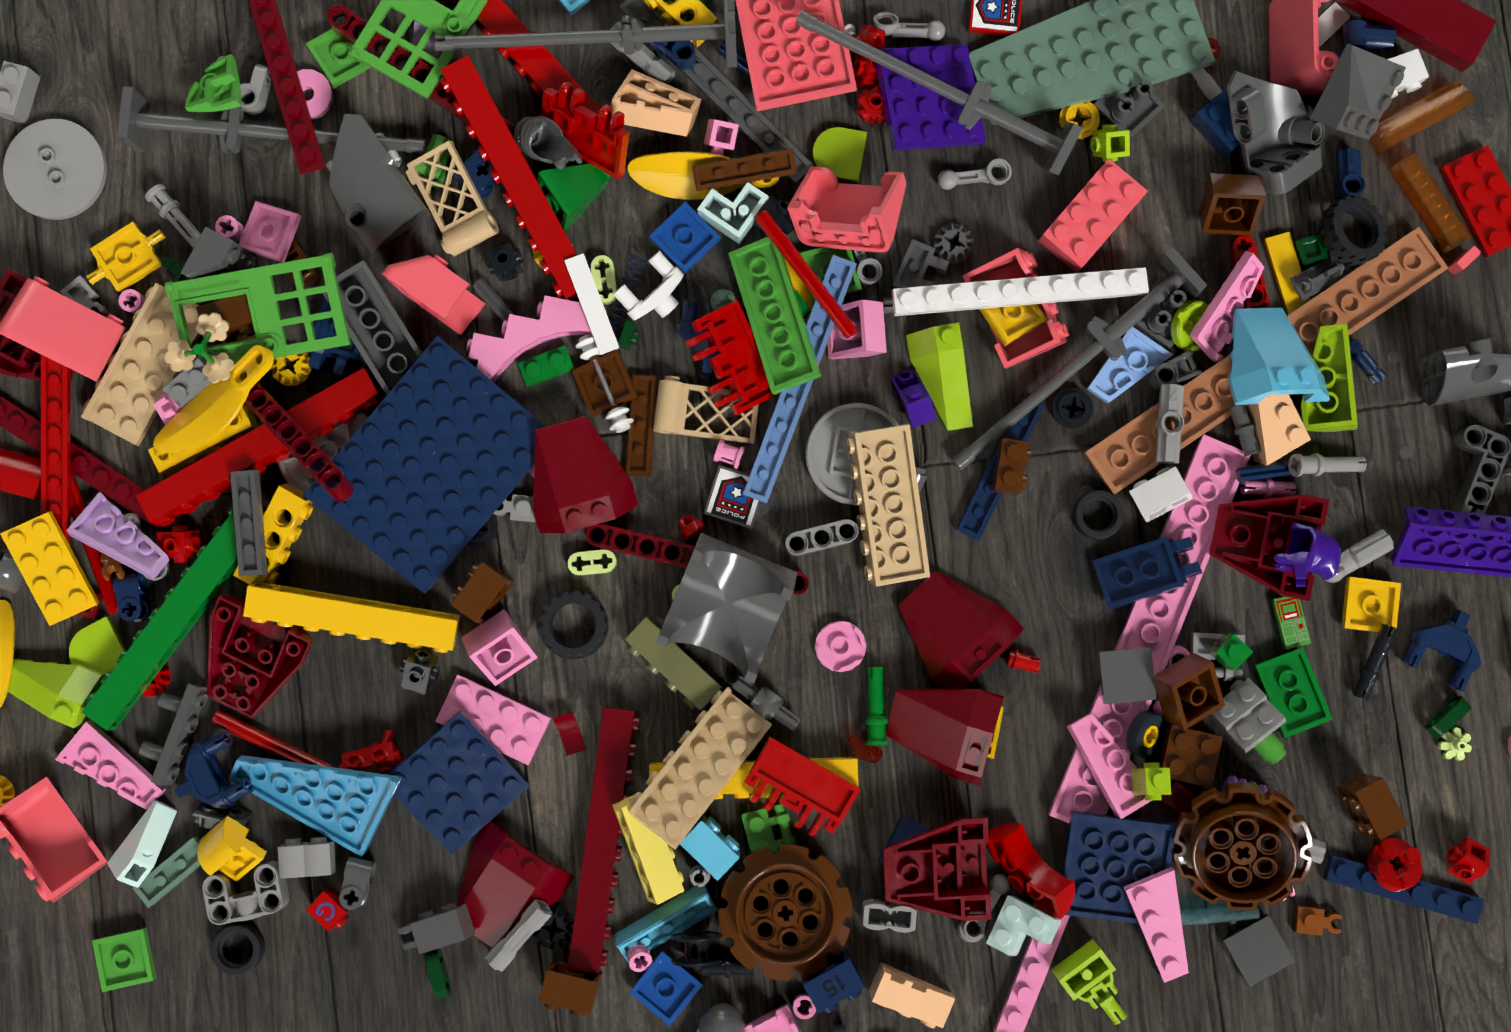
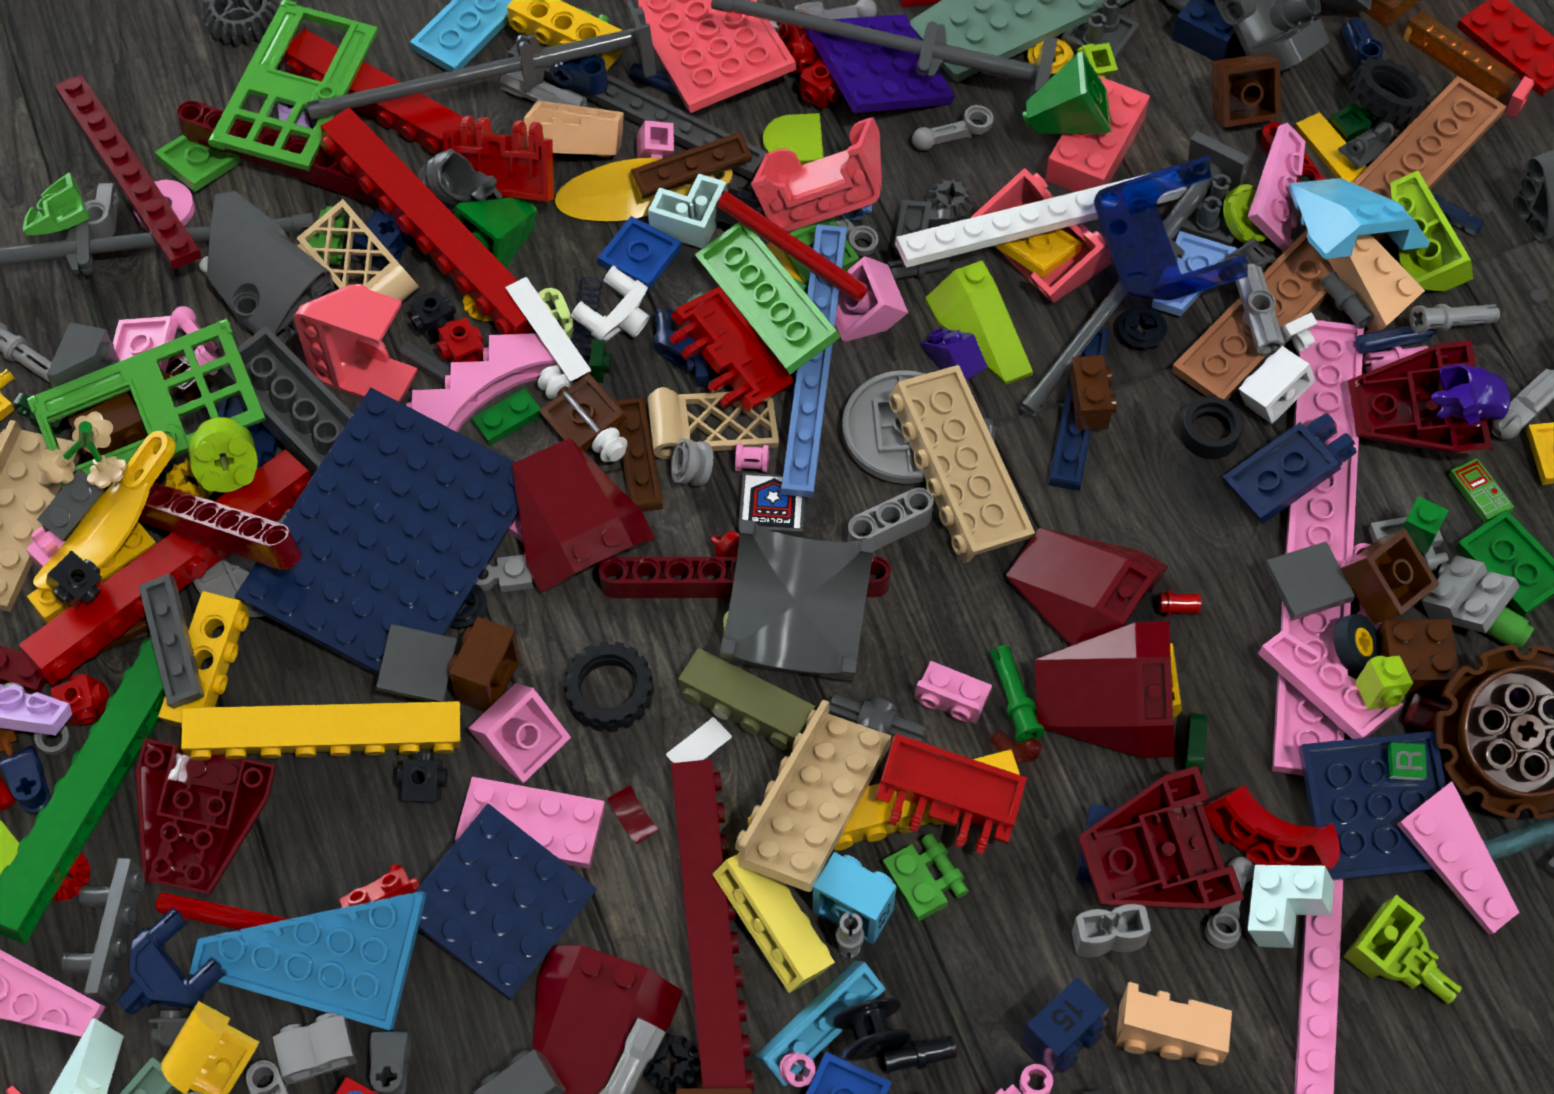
camera: 15 degrees left, 25 degrees down
(179, 449) = (74, 580): none -> black brick
(311, 371) = (217, 471): none -> lime brick
(319, 245) = (187, 322): none -> bright pink piece
(430, 583) = (416, 664): none -> dark grey tile
(523, 303) = (460, 342): none -> red brick
(591, 556) = (614, 613): yellowish green beam -> none
(631, 686) = (700, 743): none -> white sticker
(679, 451) = (692, 462): none -> light grey wheel
(828, 904) = (971, 1011): reddish brown piece -> none
(830, 692) = (952, 692): none -> bright pink bracket
(840, 646) = (949, 638): bright pink tile -> none
(997, 781) = (1195, 741): none -> dark green beam
(1076, 192) = (1070, 102): none -> green slope
(1091, 344) = (1140, 240): none -> clear blue windscreen
(1146, 846) = (1407, 761): none -> green tile
(1194, 451) = (1299, 332): none -> white tile

